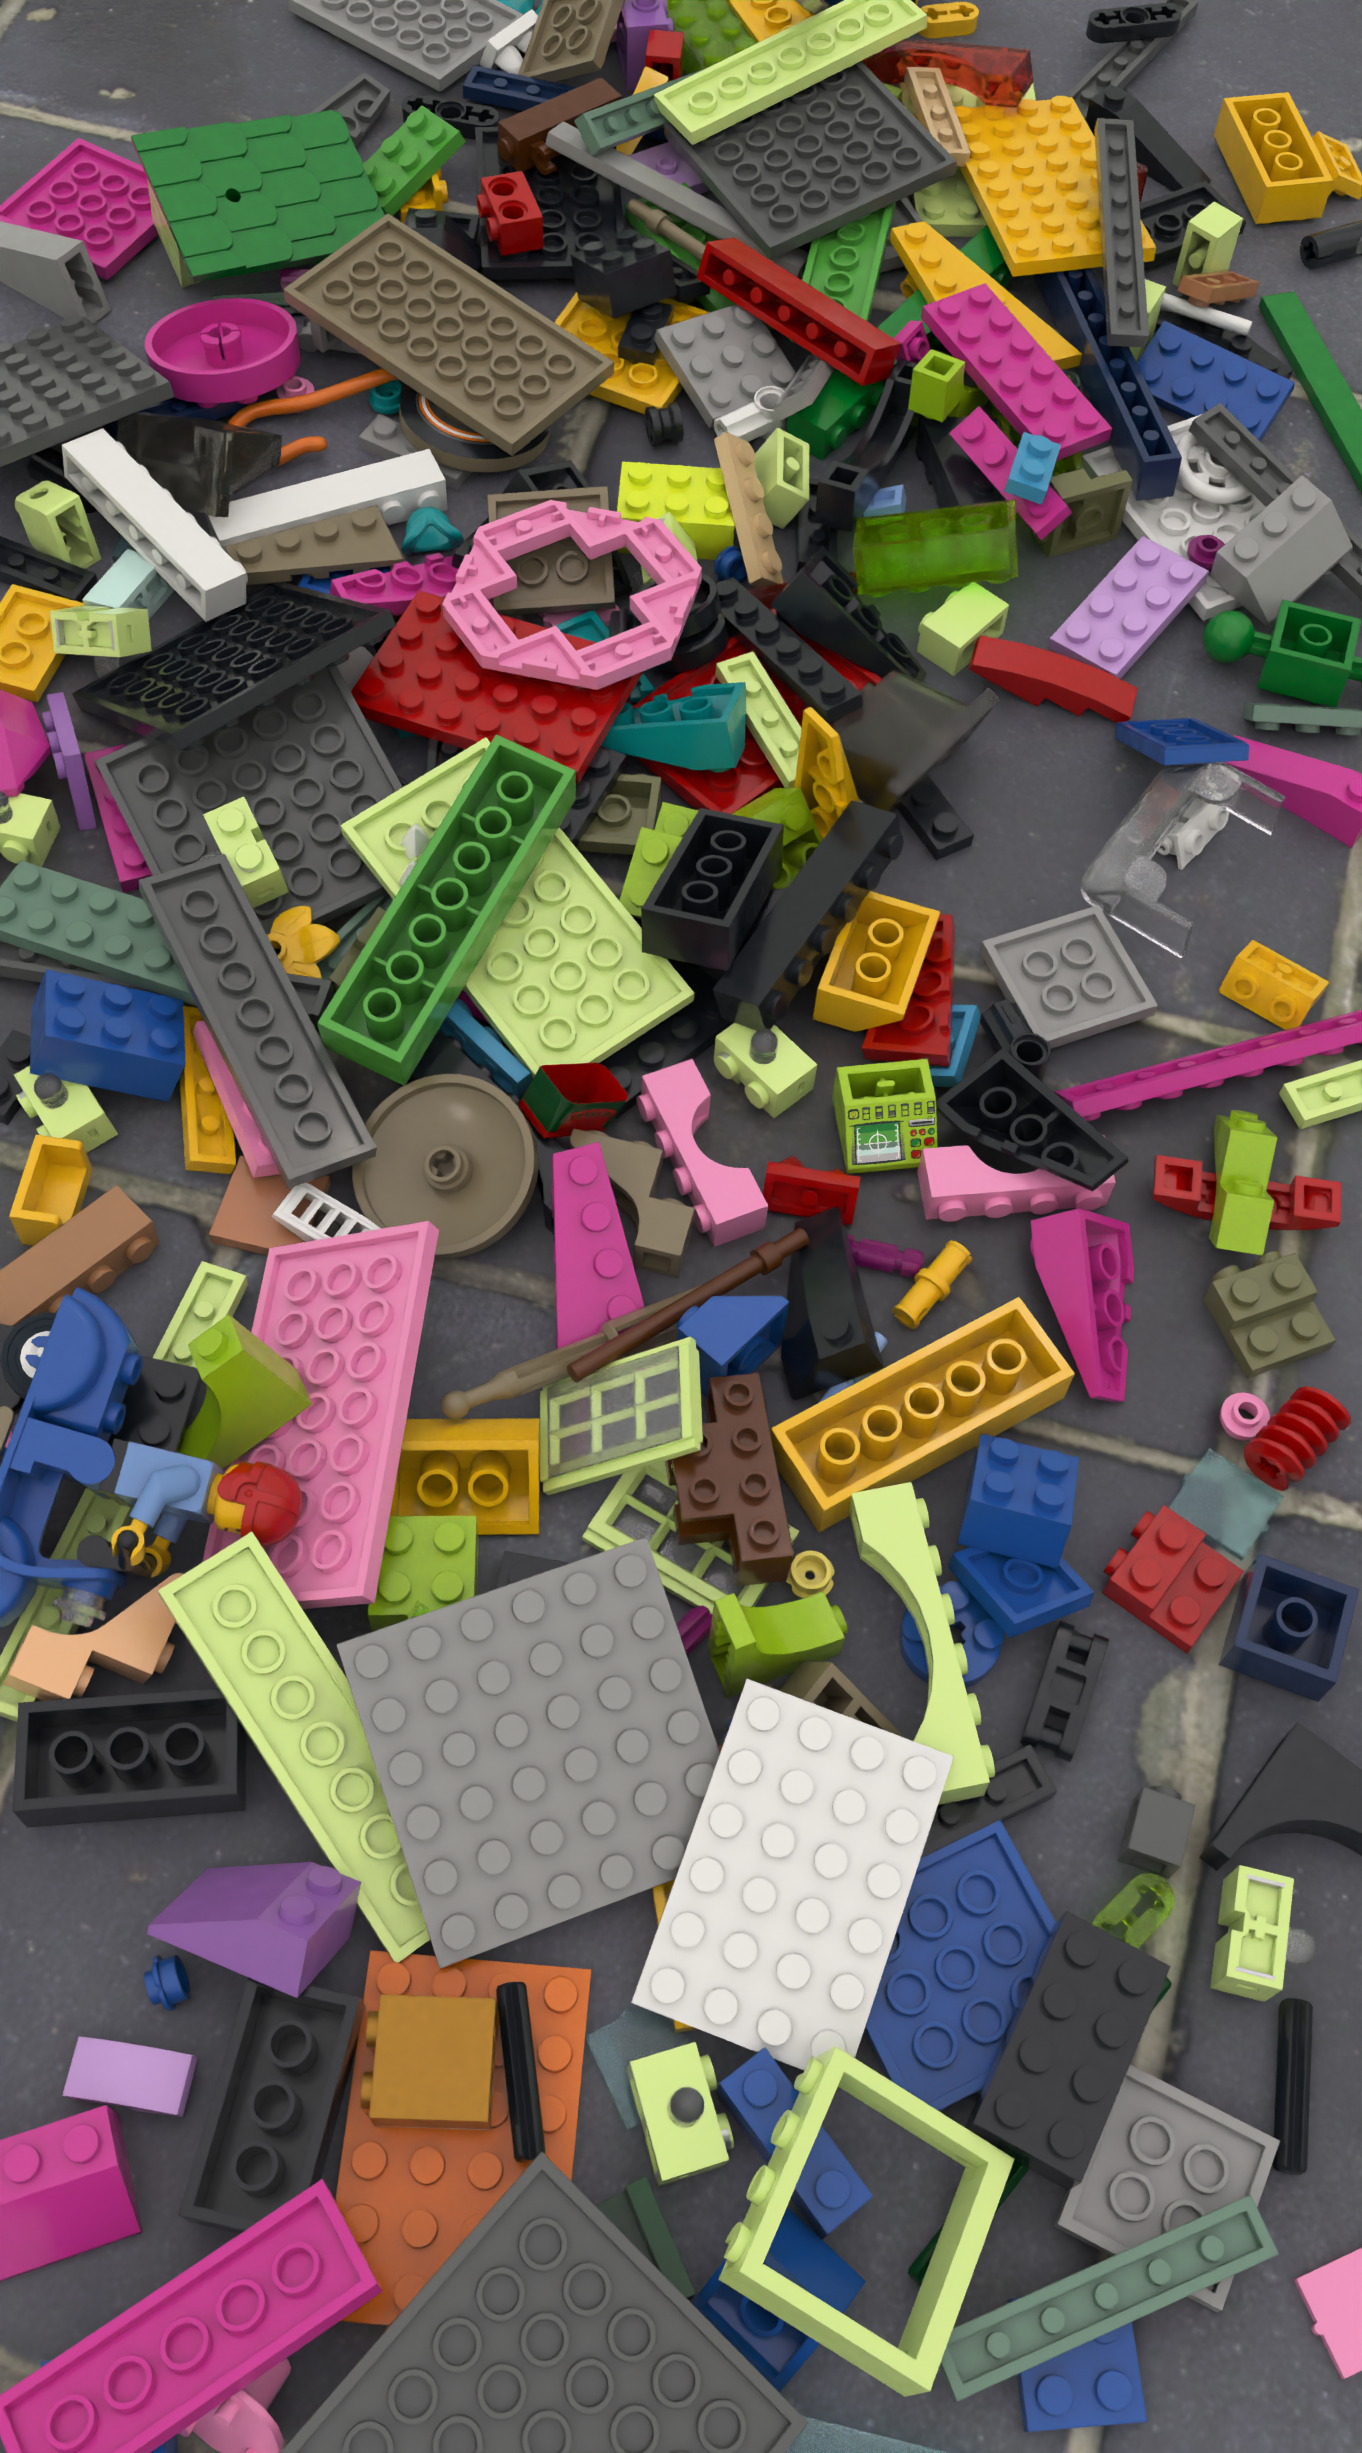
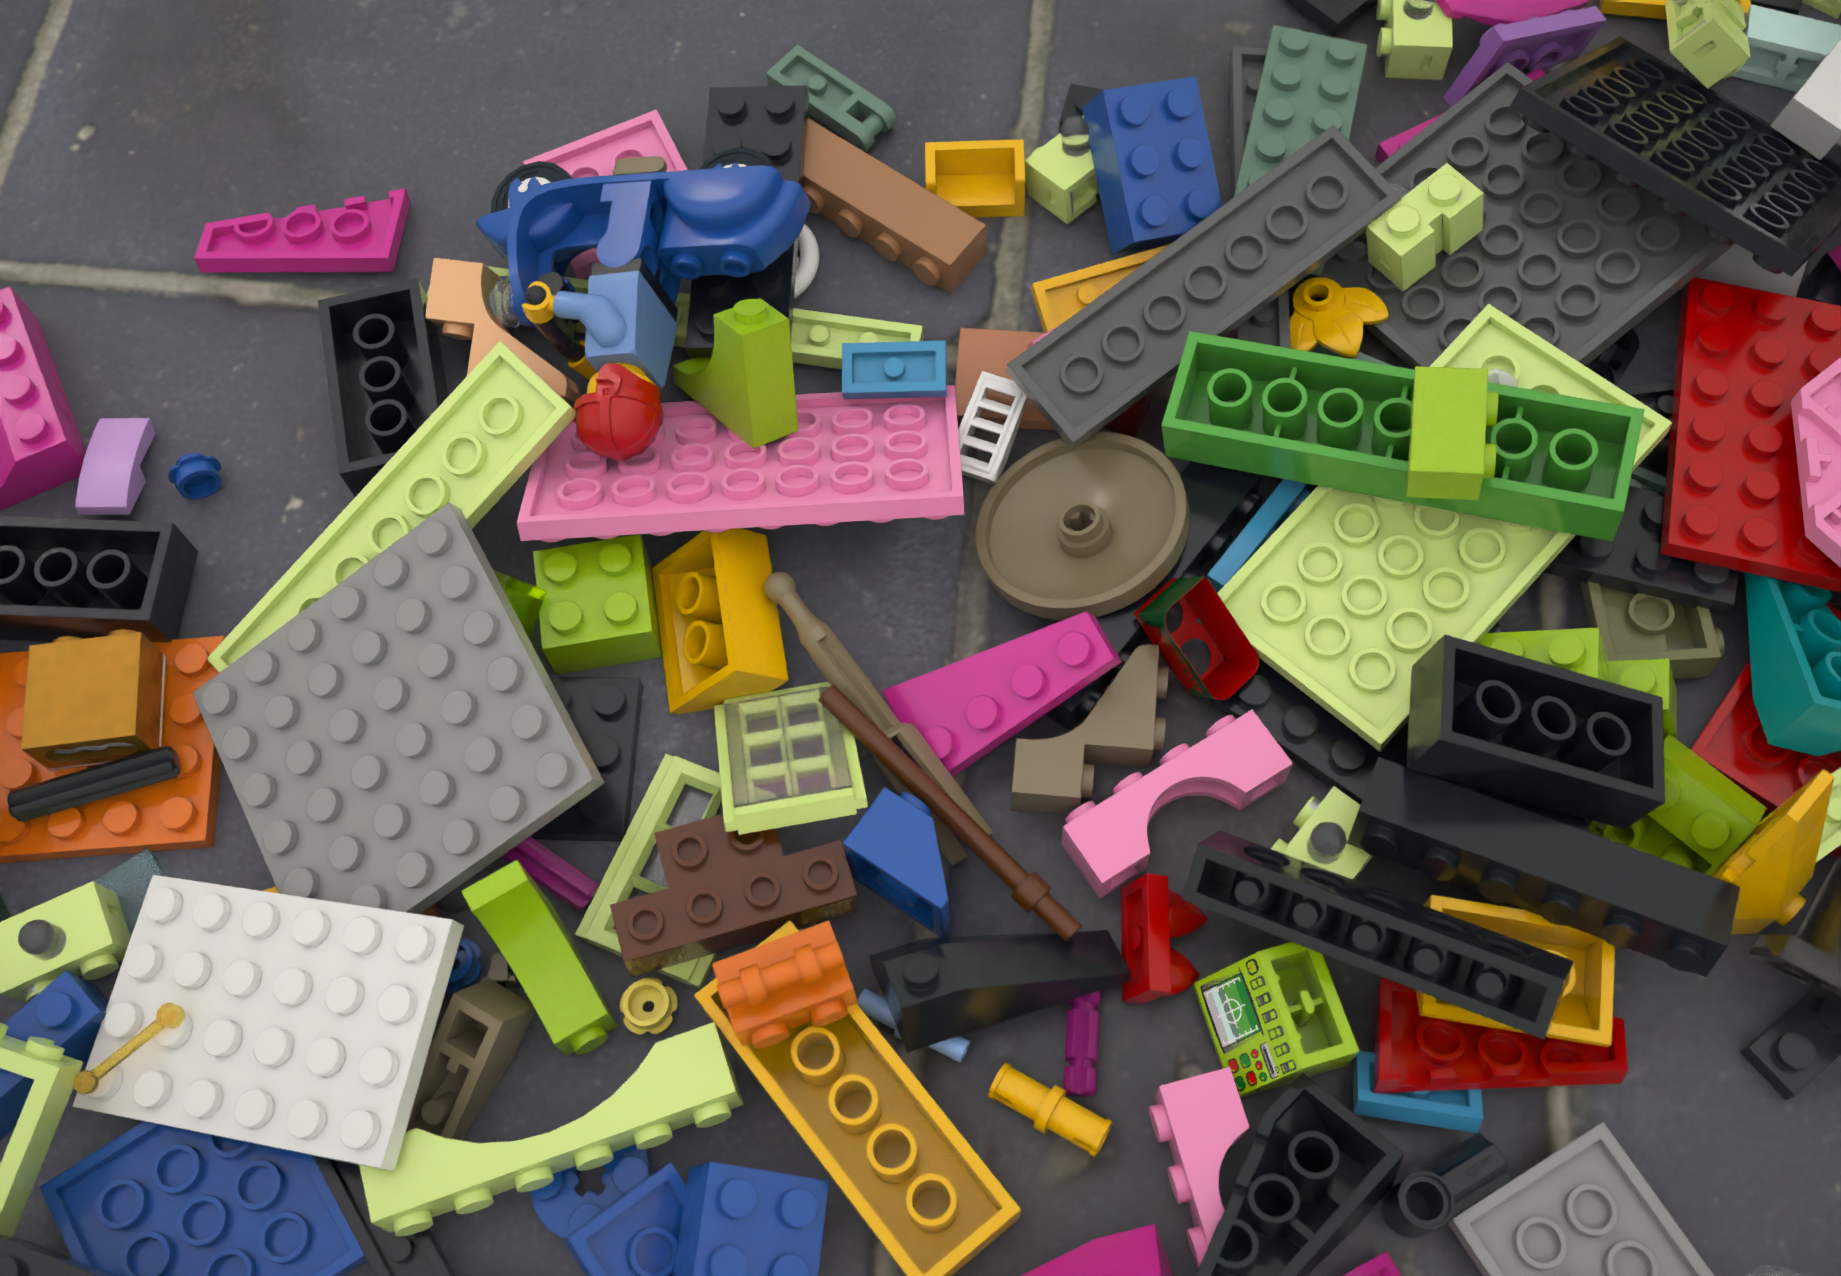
camera: 90 degrees right, 5 degrees up
(252, 1281) = (894, 369): none -> dark azure plate
(264, 1920) = (226, 526): medium lavender slope -> none
(484, 856) = (1449, 433): none -> lime brick
(785, 1966) = (167, 1016): none -> clear yellow hinge
(834, 1424) = (785, 986): none -> orange brick
(847, 1021) = (1379, 932): none -> black brick

